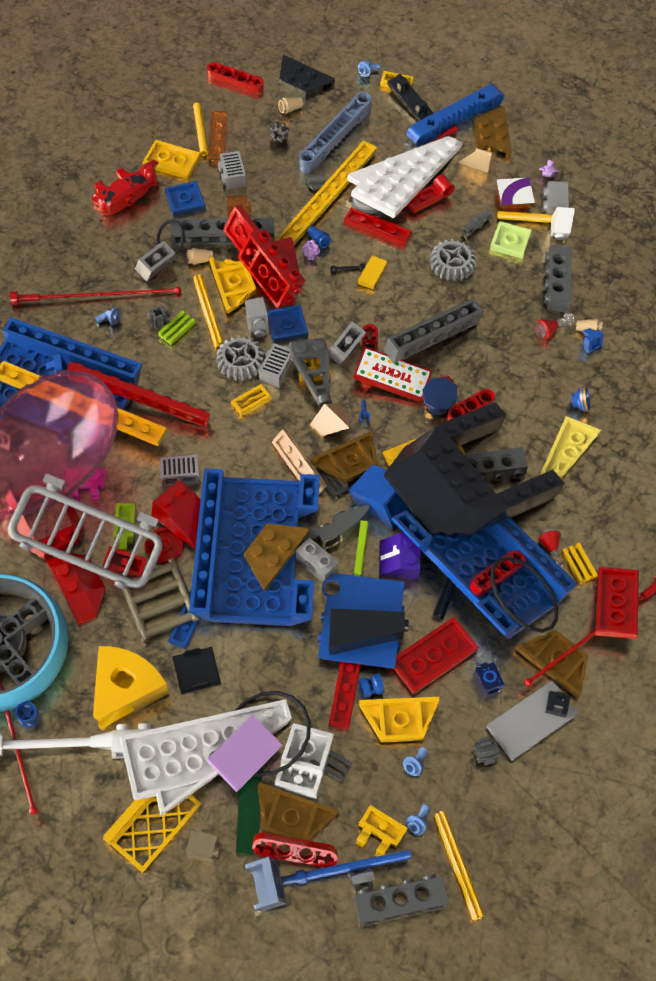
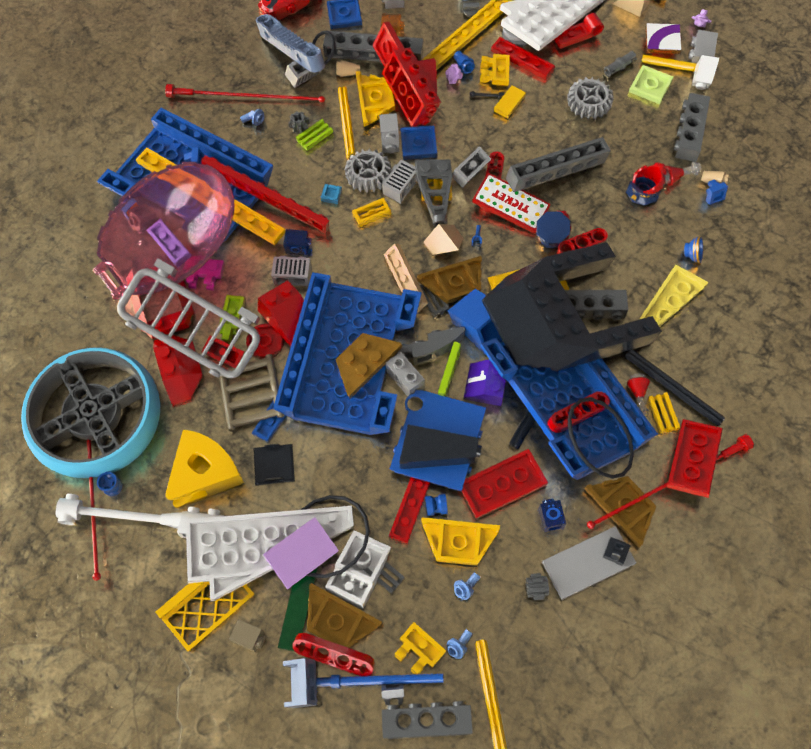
camera: 15 degrees right, 5 degrees up
(49, 456) = (169, 243): none -> medium lavender tile
(134, 235) = (289, 43): none -> sand blue gear
(180, 440) = (297, 242): none -> clear blue brick
(205, 386) = (331, 194): none -> dark azure tile
(357, 241) = (500, 69): none -> yellow plate
(524, 340) = (647, 184): none -> piece
(585, 537) = (675, 387): none -> black axle

